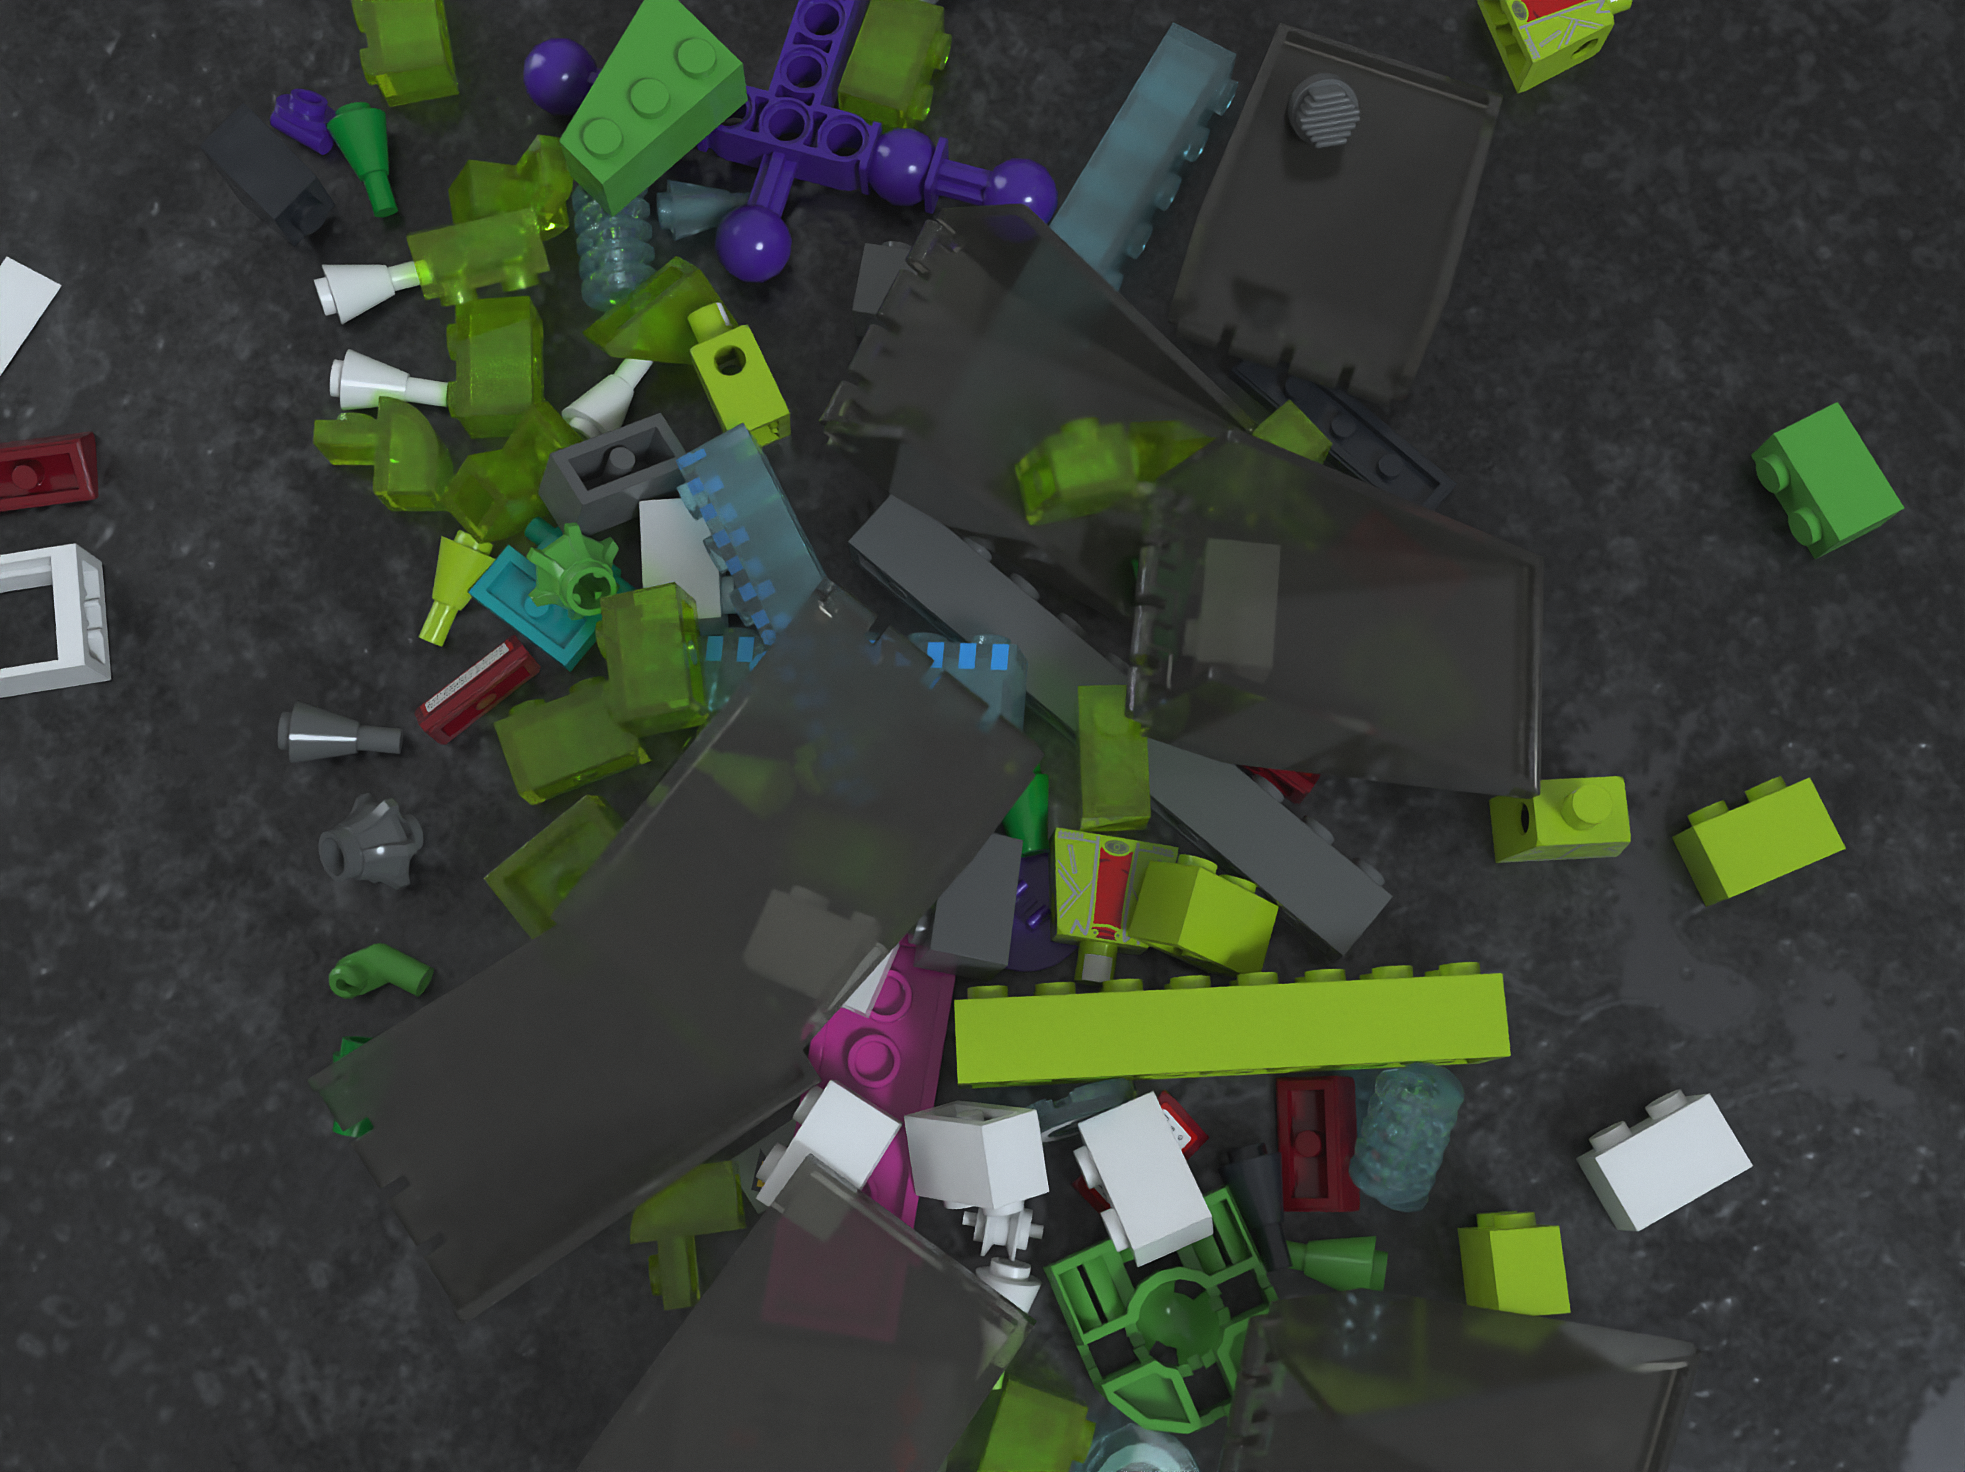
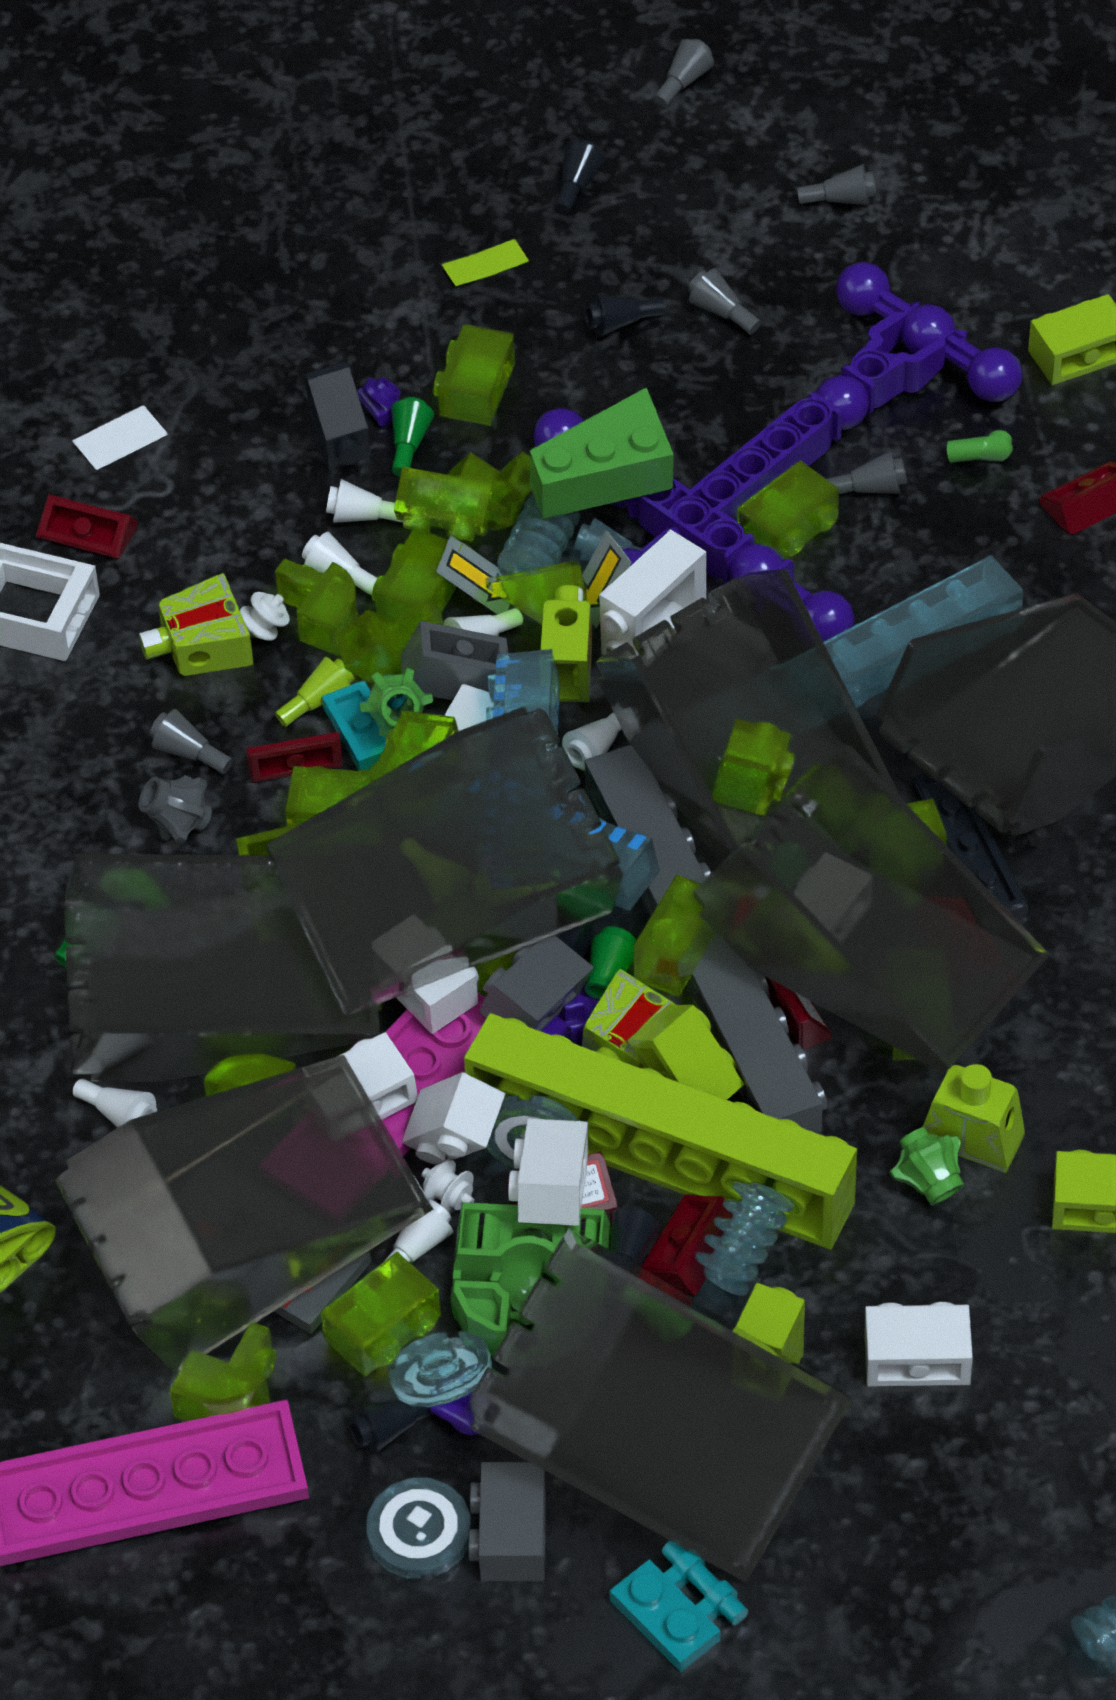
camera: 30 degrees right, 25 degrees down
(259, 564) = (200, 630): none -> lime torso
(331, 506) = (264, 615): none -> white wheel
(546, 1312) = (116, 1103): none -> white cone
(556, 327) = (468, 573): none -> light grey sticker
(728, 259) = (602, 570): none -> sticker
(808, 273) = (652, 590): none -> white window
(831, 501) = (590, 740): none -> white cone
(1323, 110) = (1067, 647): dark grey piece -> none
(1546, 907) = (929, 1165): none -> bright green rock

